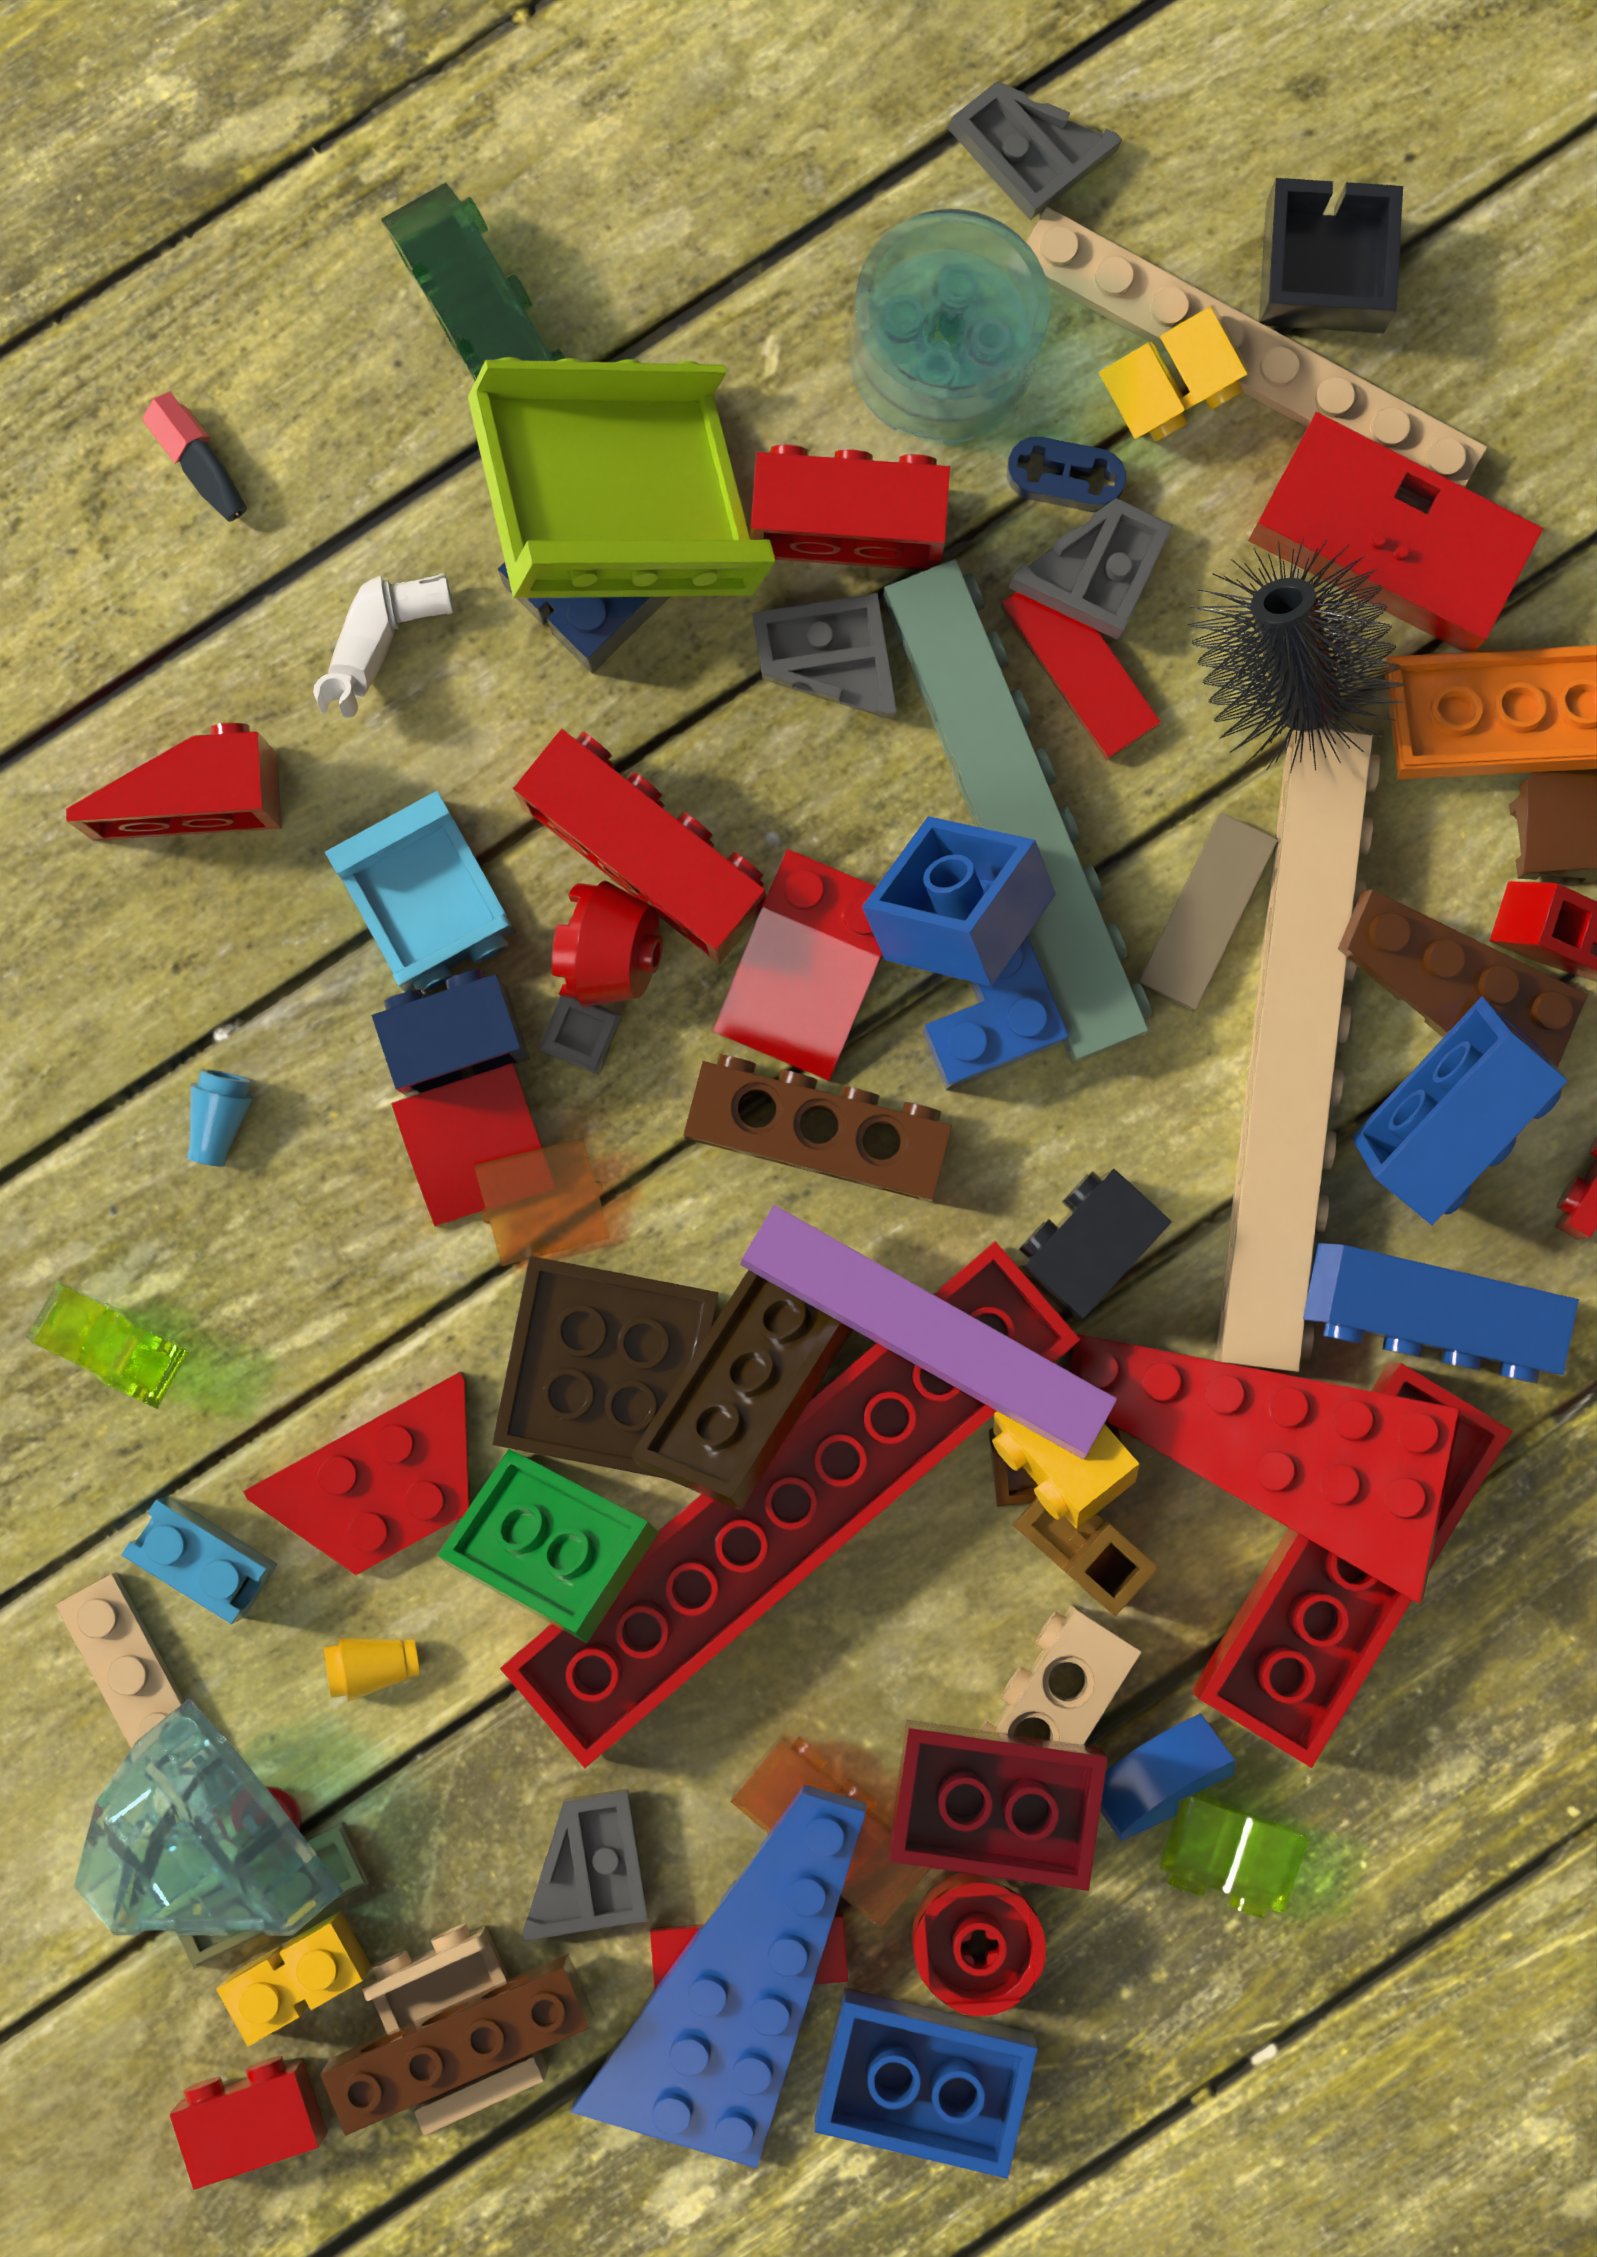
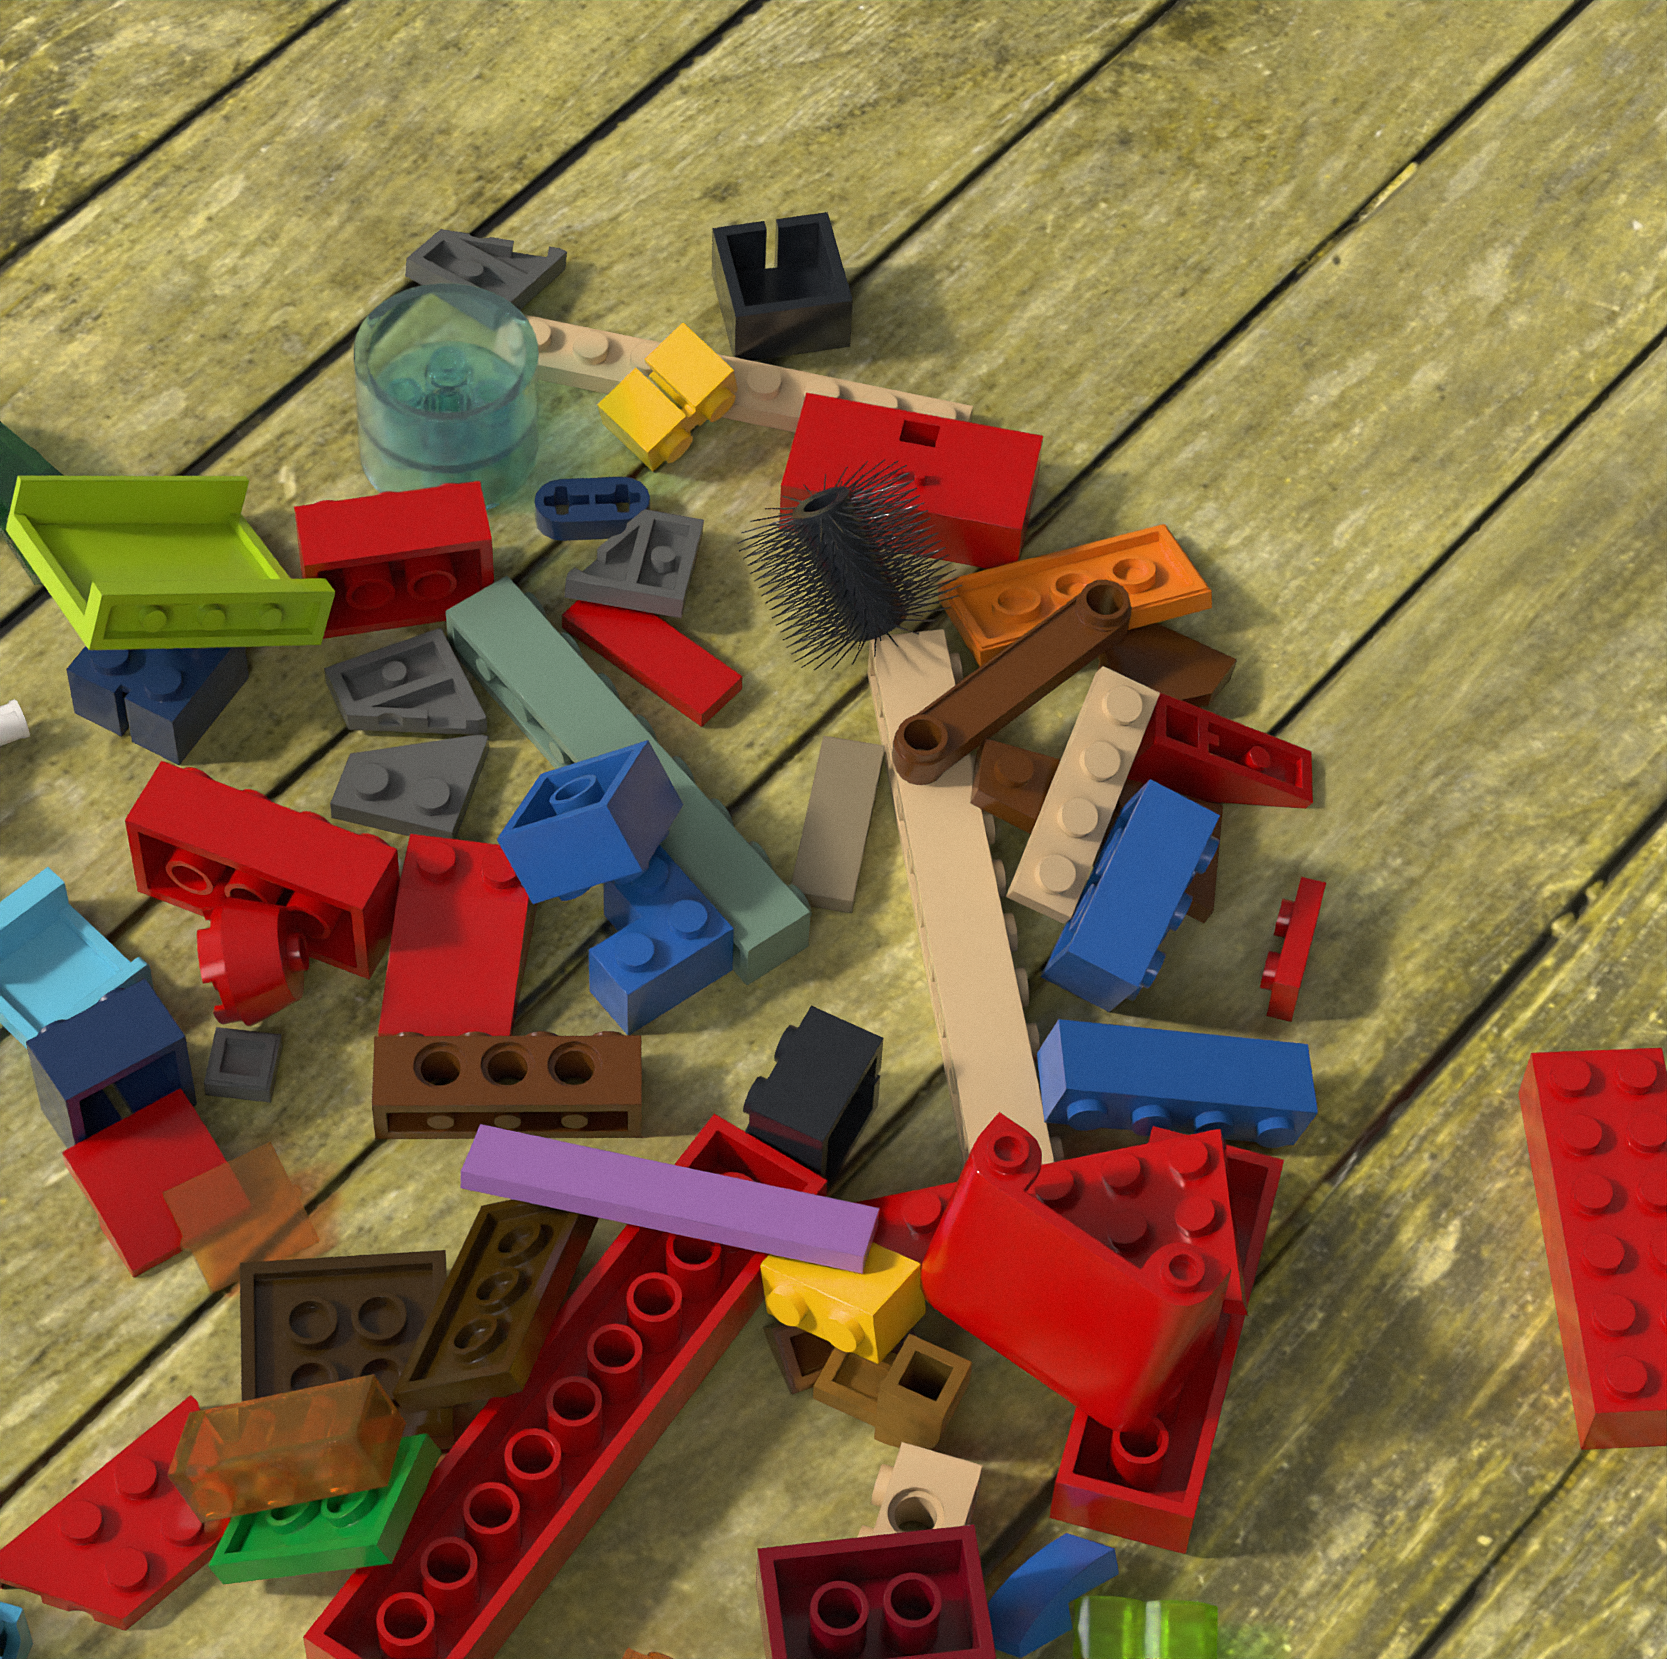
camera: 20 degrees left, 30 degrees down
(523, 1491) = (287, 1449): none -> clear orange brick
(809, 763) = (411, 786): none -> dark grey wing
(1200, 1501) = (1061, 1299): none -> red windscreen
(1421, 827) = (1011, 682): none -> reddish brown piece
(1450, 978) = (1083, 795): none -> tan plate

